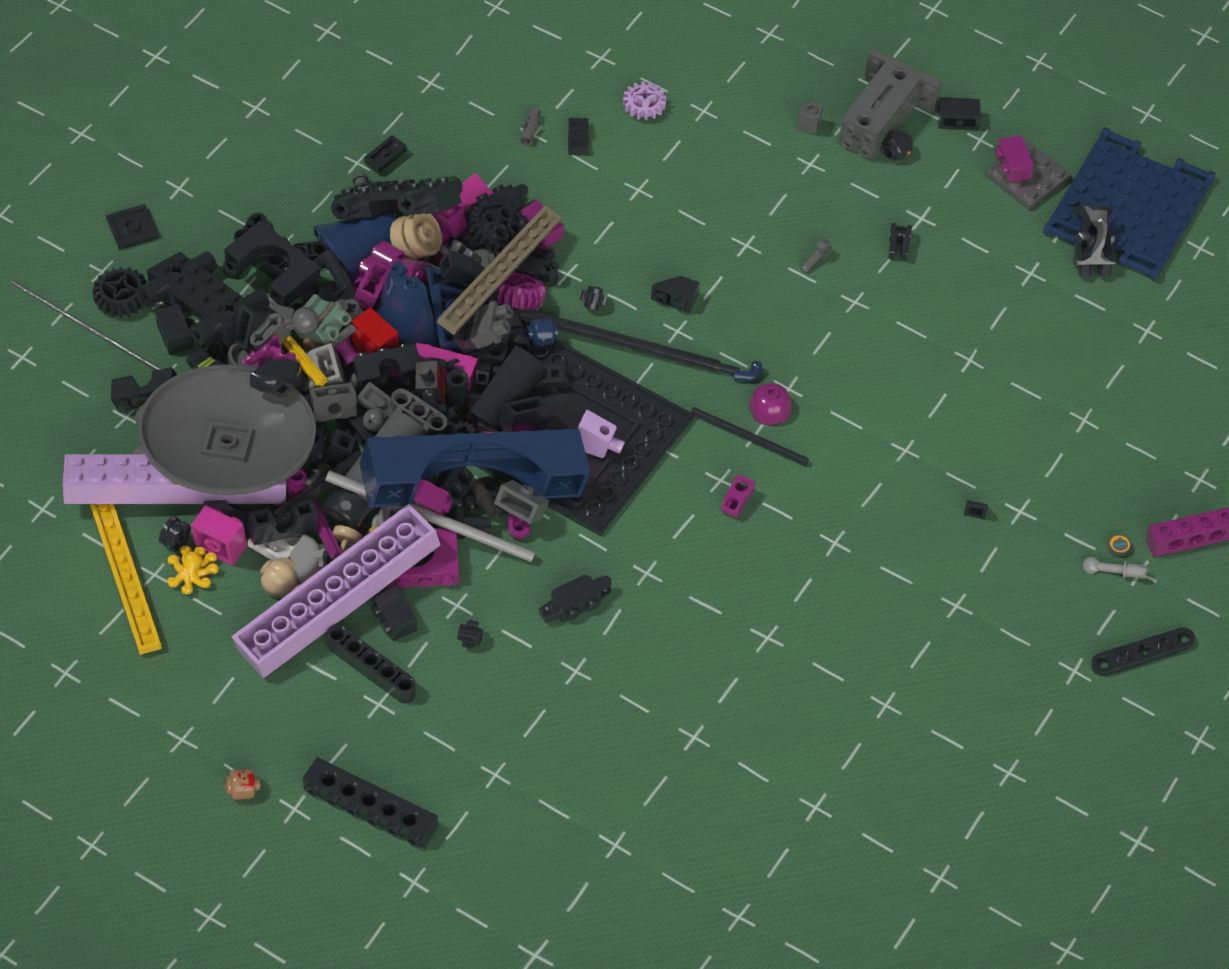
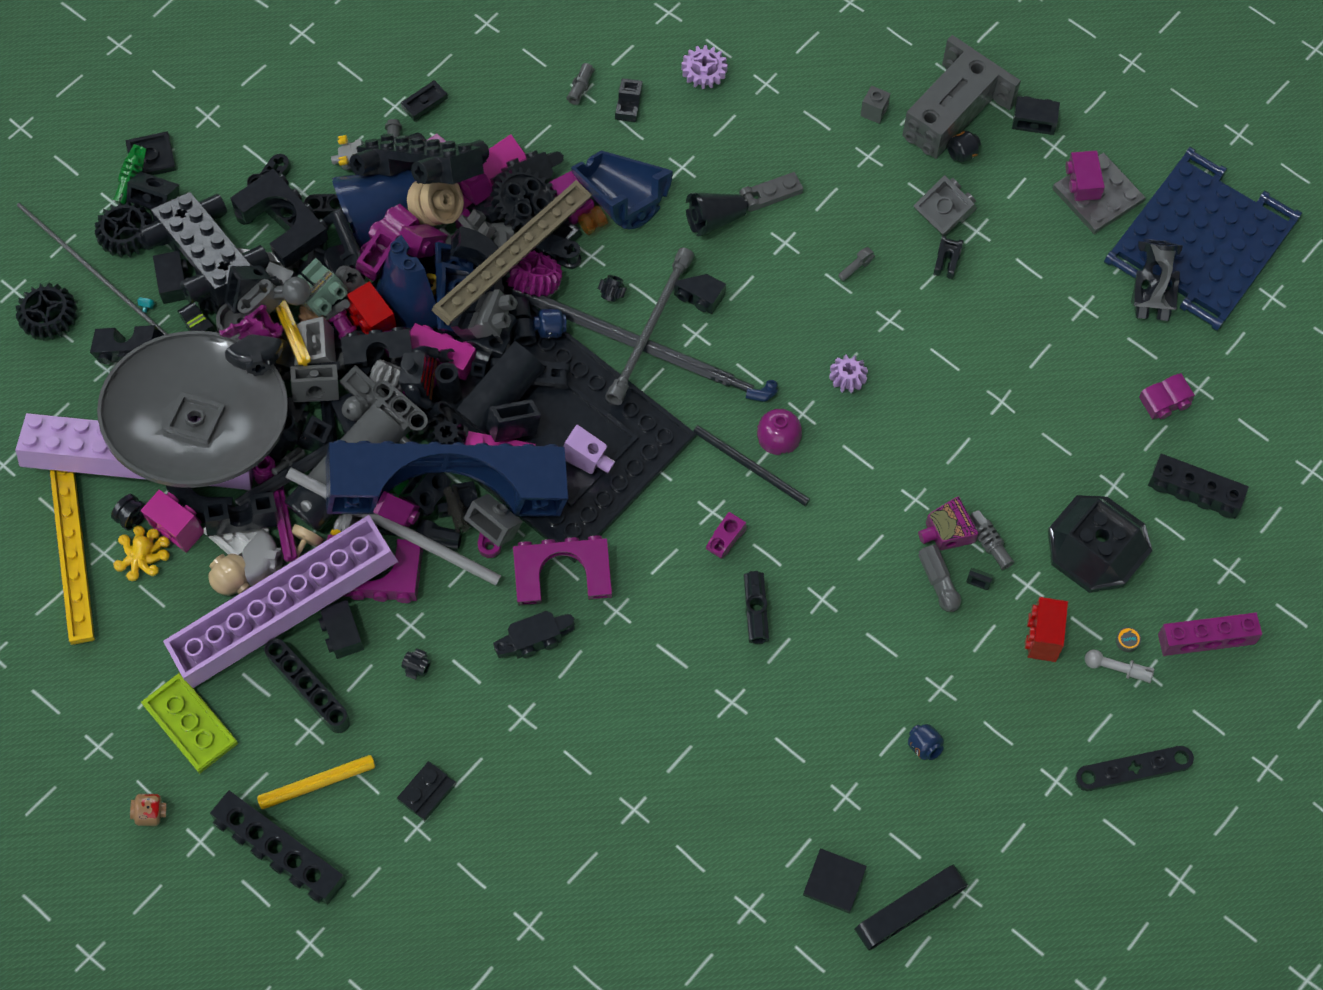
camera: 10 degrees right, 10 degrees up
(70, 363) = (43, 302): none -> black gear
(117, 241) = (131, 166): none -> green hinge
(140, 255) = (151, 190): none -> black brick
(153, 355) = (145, 303): none -> teal rock
(265, 709) = (189, 723): none -> lime tile
(322, 207) = (345, 152): none -> light grey piece
(394, 383) = (386, 371): none -> light grey gear
(395, 745) = (316, 782): none -> yellow axle
(499, 741) = (426, 791): none -> black plate
(566, 240) = (592, 220): none -> clear orange wheel
(590, 209) = (624, 187): none -> dark blue cone
(616, 523) = (531, 558): none -> magenta arch
(617, 380) = (617, 391): none -> dark grey hose
(675, 222) = (713, 210): none -> black cone
(726, 202) = (772, 191): none -> dark grey plate
(779, 563) = (755, 595): none -> black piece
(825, 348) = (856, 371): none -> lavender gear
(889, 773) = (834, 880): none -> black tile
(890, 197) = (946, 205): none -> dark grey plate
(940, 511) = (939, 577): none -> dark grey piece
(941, 467) = (949, 526): none -> torso
(951, 648) = (925, 742): none -> dark blue head
(962, 787) = (911, 907): none -> black beam
(980, 475) = (991, 540): none -> dark grey hinge
(1044, 541) = (1046, 629): none -> red brick
(1076, 483) = (1086, 559): none -> black piece
(1119, 339) = (1167, 396): none -> magenta brick
(1160, 410) = (1198, 486): none -> black brick

